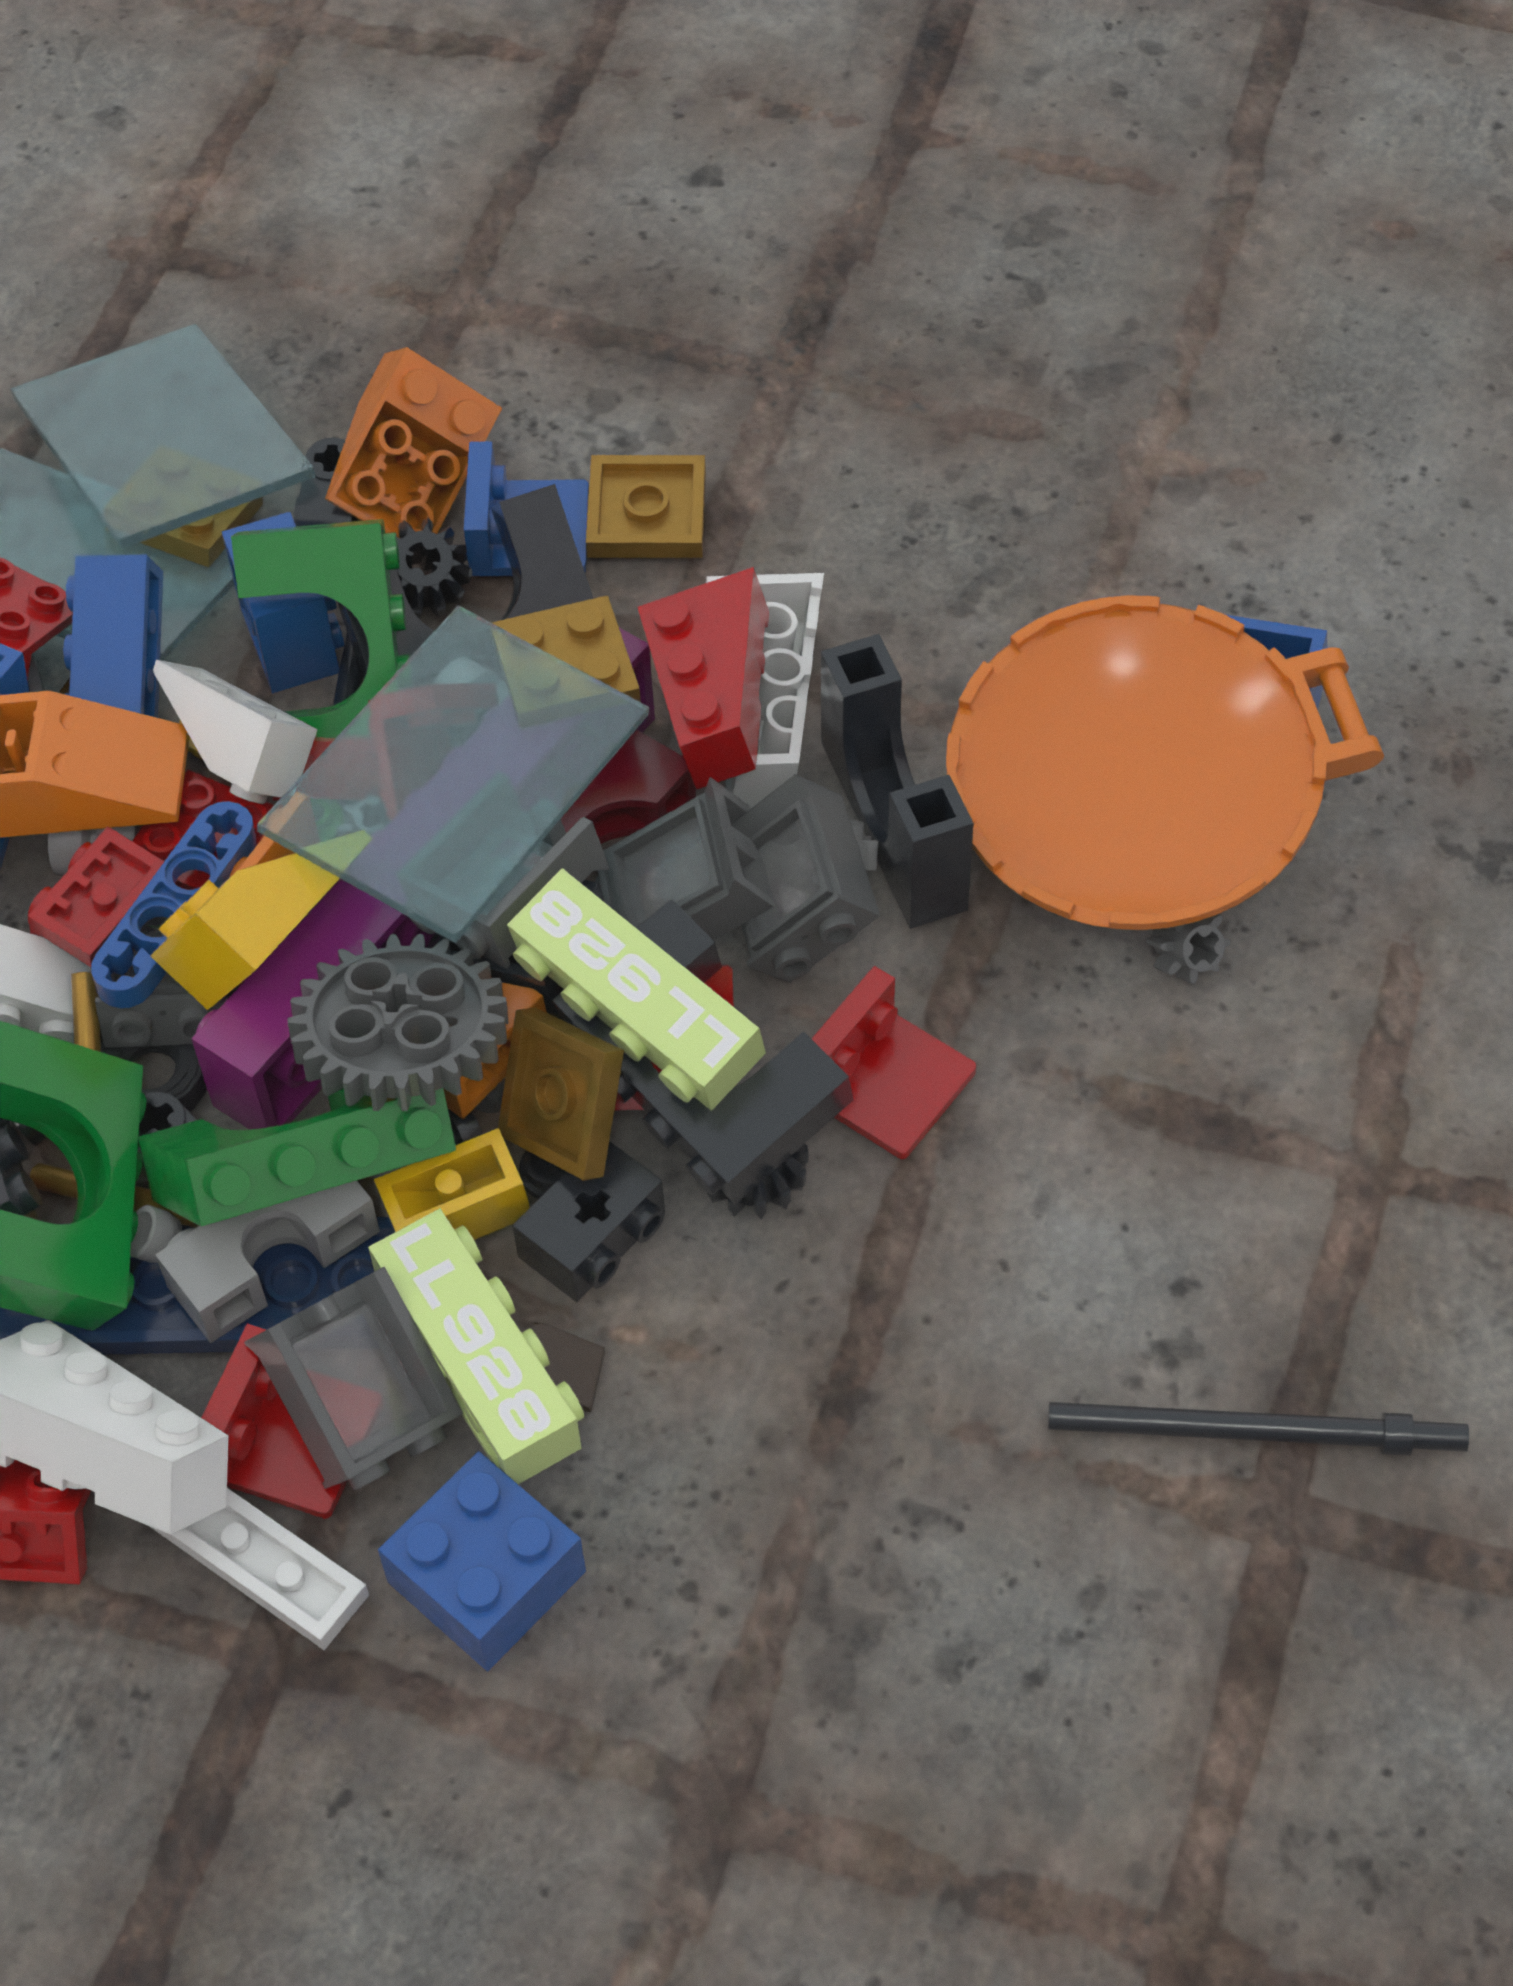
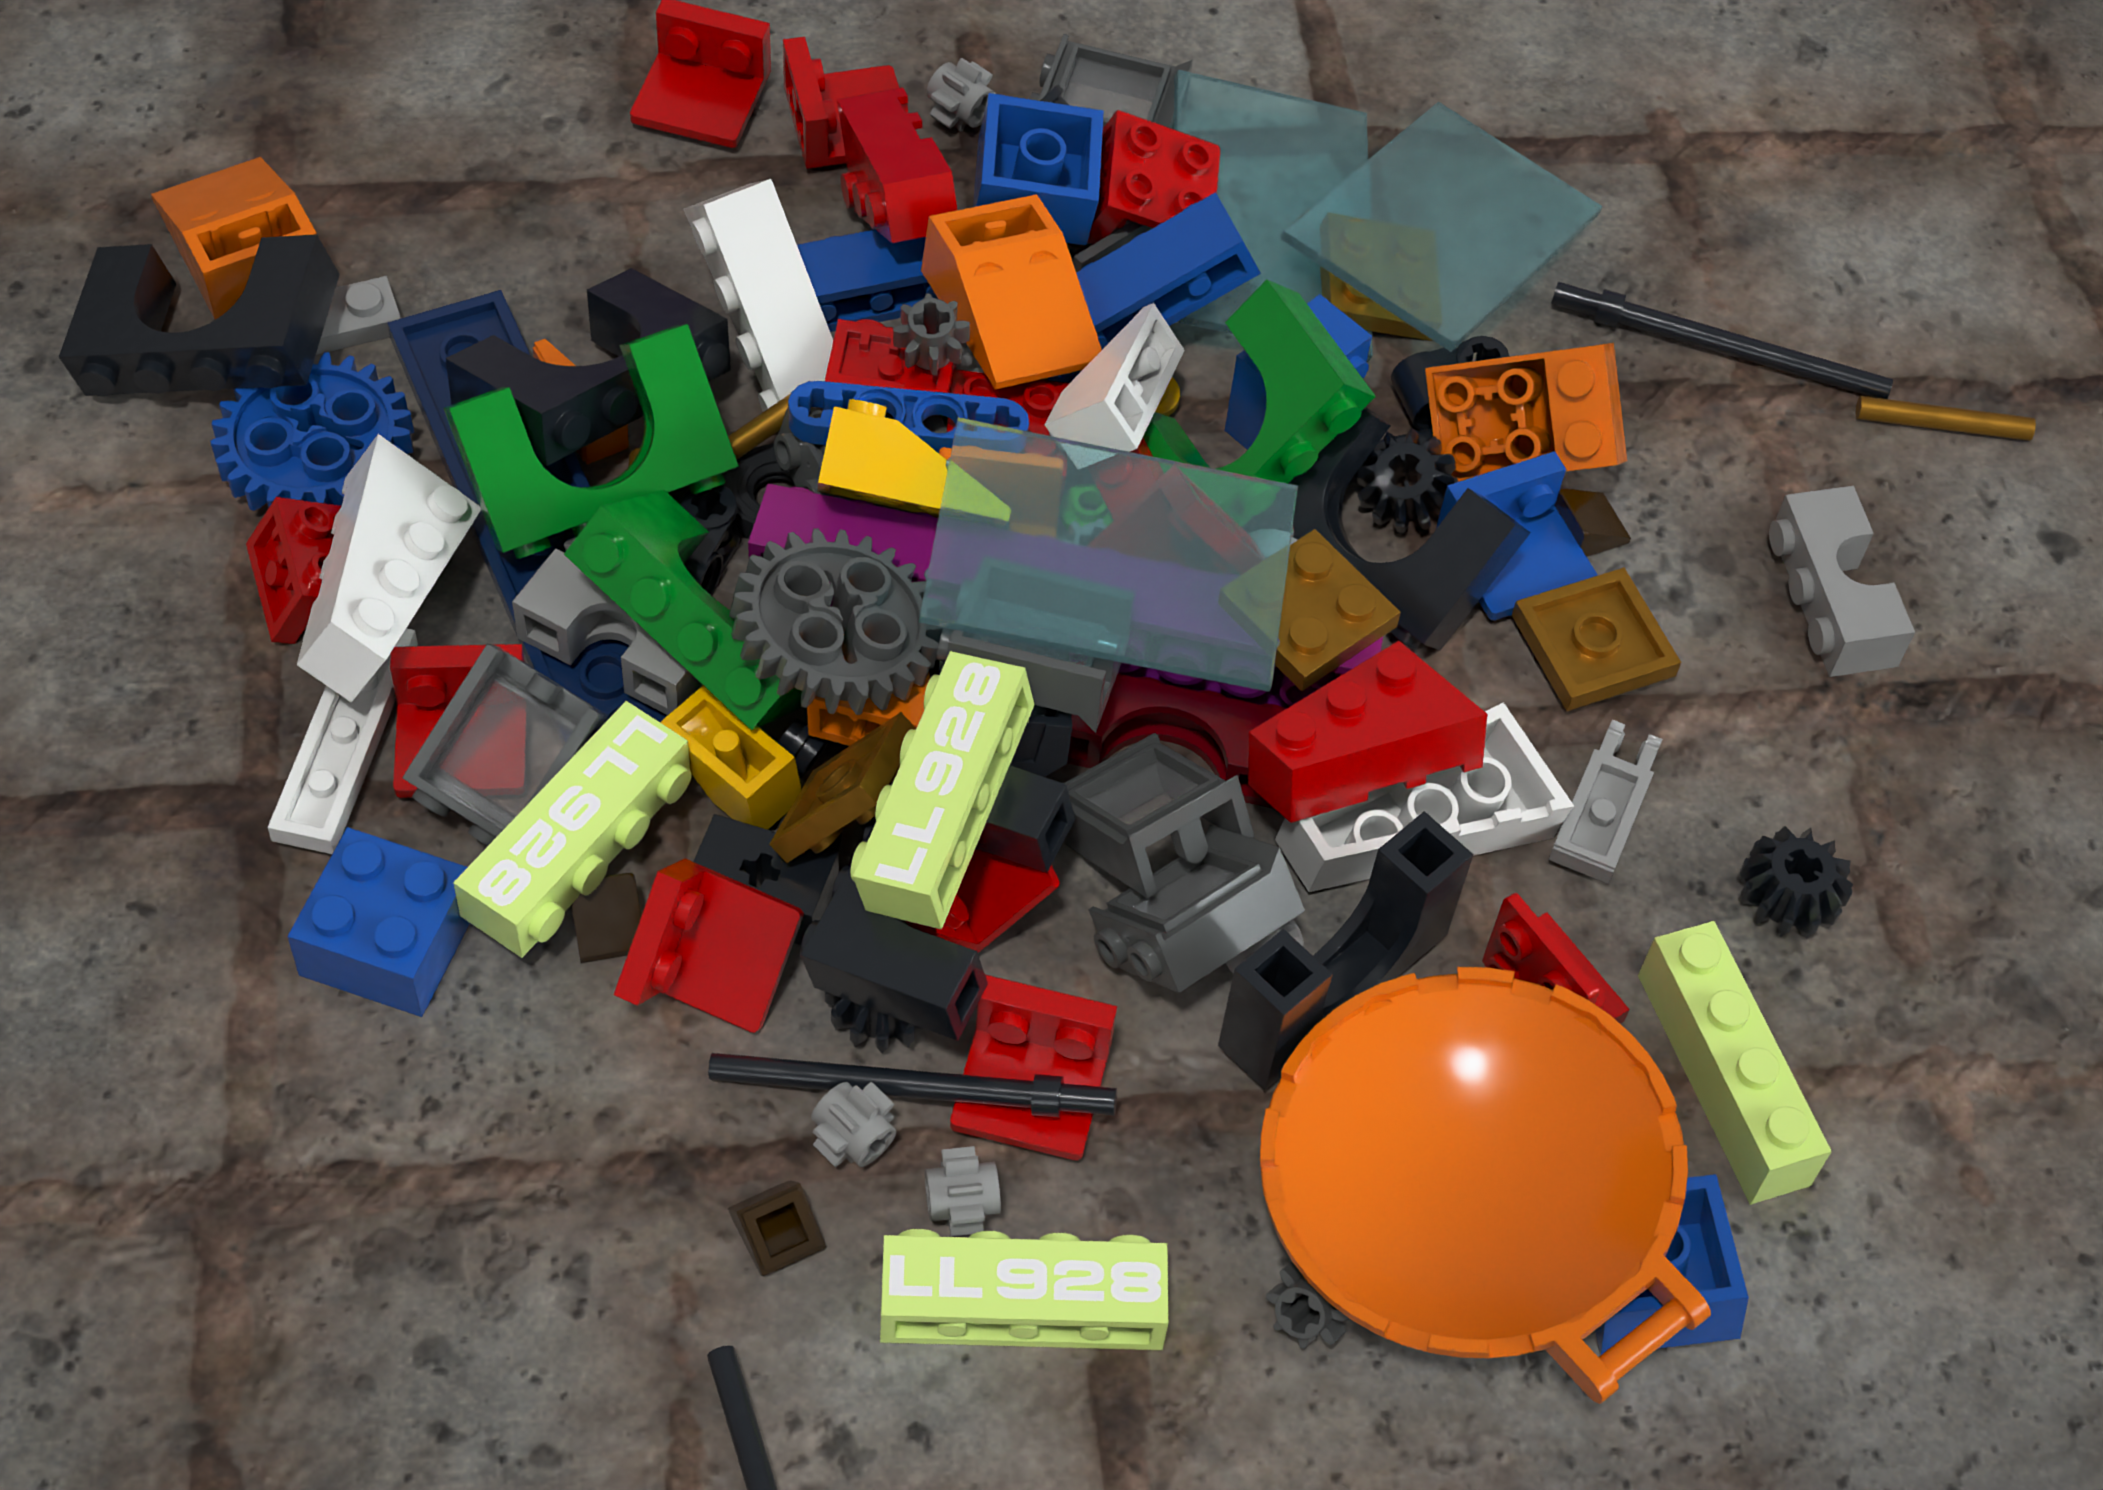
camera: 60 degrees right, 0 degrees up
(105, 836) = (931, 334): none -> dark grey gear
(315, 358) = (1612, 309): none -> black bar
(526, 461) = (1591, 520): none -> dark brown slope
(548, 192) = (1945, 418): none -> pearl gold bar
(651, 1275) = (710, 945): none -> red bracket
(714, 334) = (1848, 621): none -> light grey arch
(804, 549) = (1605, 807): none -> light grey hinge
(878, 1226) = (853, 1124): none -> light grey gear
(916, 1068) = (1044, 1095): none -> black bar
(939, 1330) = (777, 1227): none -> dark brown slope
(945, 468) = (1795, 882): none -> black gear
(945, 656) = (1546, 956): none -> red bracket
(980, 1163) = (962, 1191): none -> light grey gear
(1049, 568) = (1733, 1063): none -> yellowish green brick
(1091, 1152) = (1024, 1291): none -> yellowish green brick

